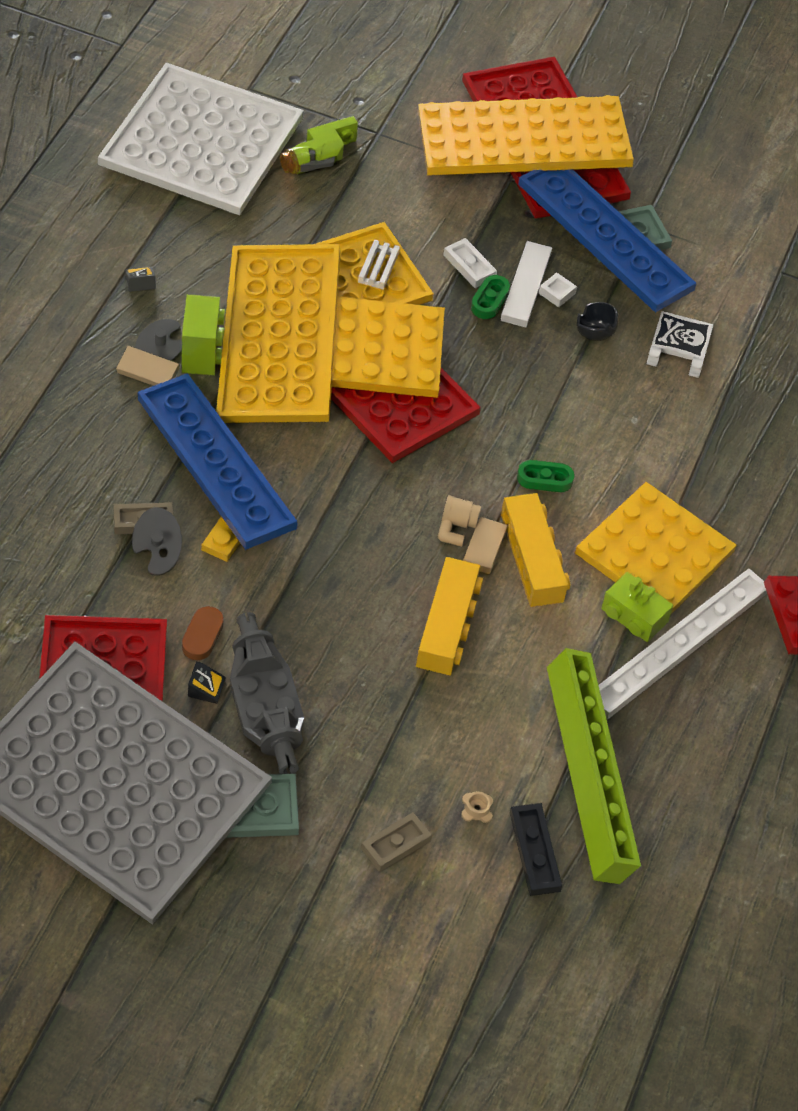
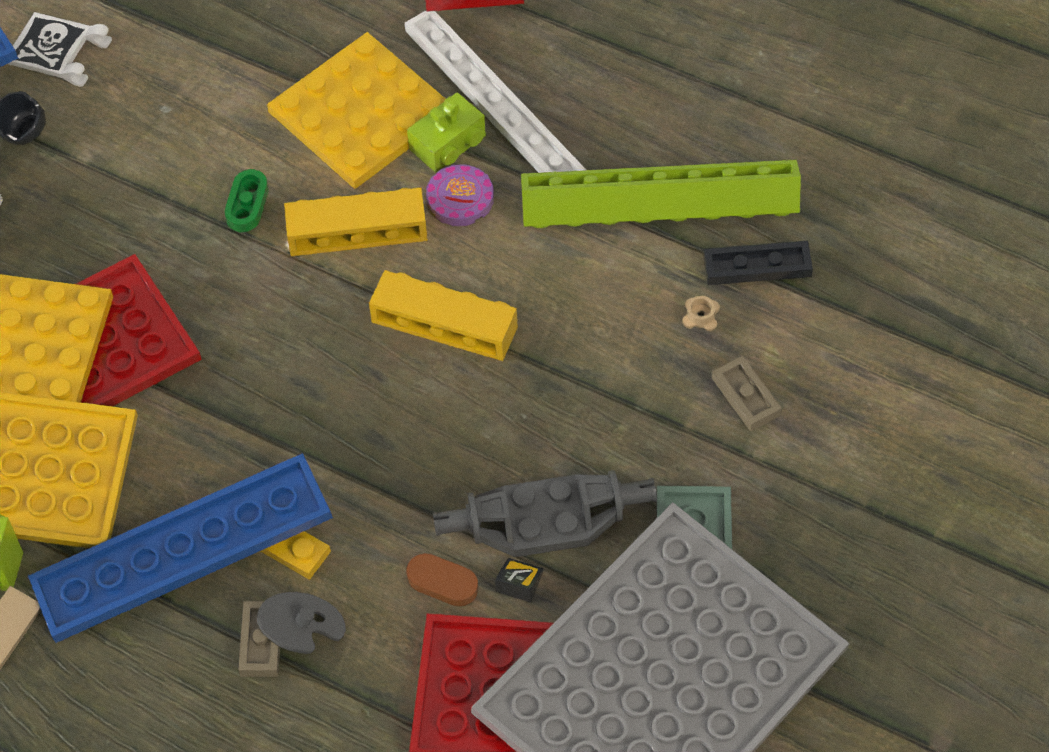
camera: 75 degrees left, 5 degrees up
(457, 513) = (293, 291): tan piece -> none
(485, 544) = (339, 273): tan tile -> none
(577, 624) = (460, 195): none -> medium lavender tile

